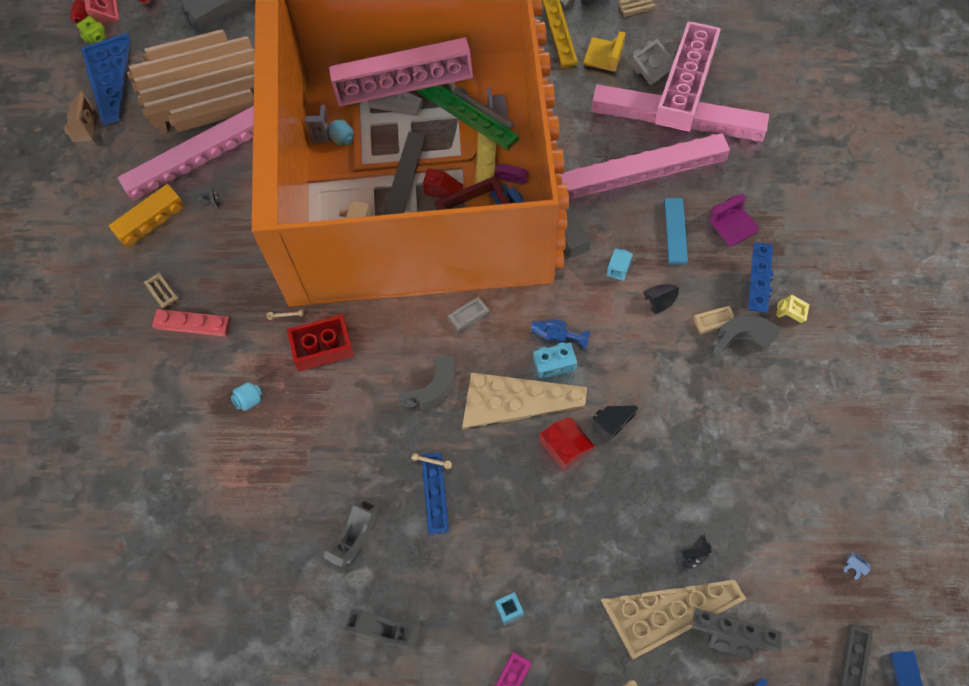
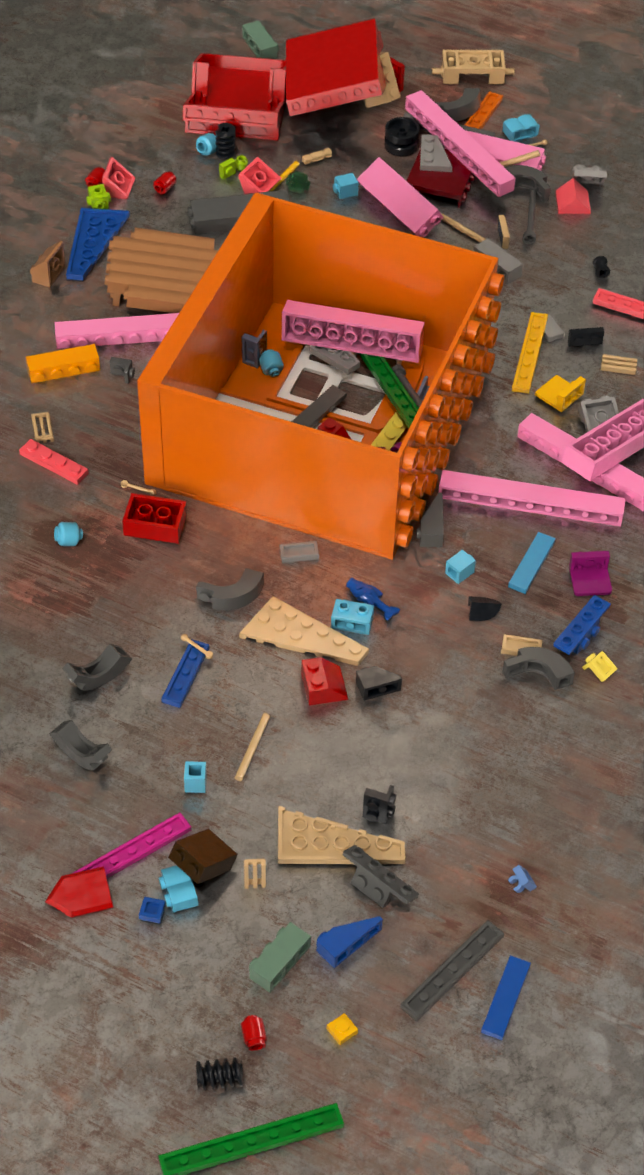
camera: 20 degrees right, 15 degrees down
(539, 543) = (252, 747): none -> tan bar

